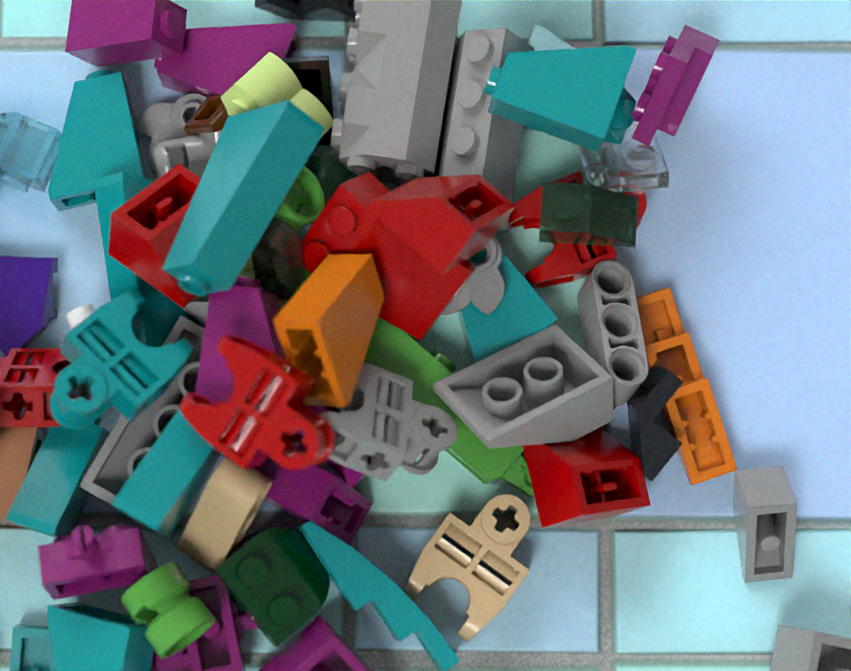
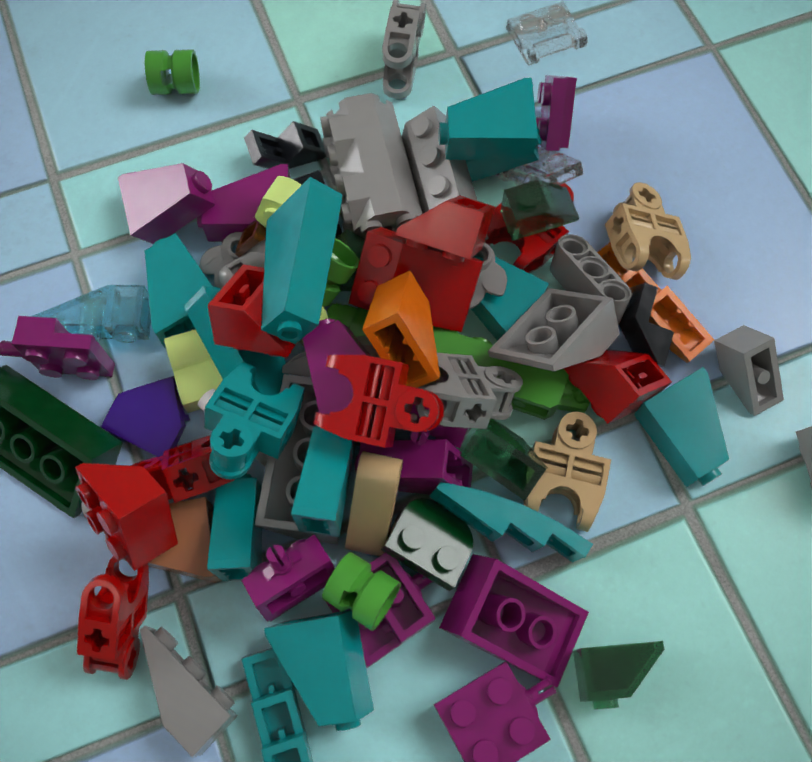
camera: 20 degrees left, 10 degrees down
(79, 261) = (192, 368): none -> yellowish green brick
(279, 259) = (347, 303): clear smoke beam -> none
(404, 519) = (505, 458): none -> clear green slope
(647, 566) = (687, 428): none -> teal slope
(719, 295) = (646, 233): none -> tan piece

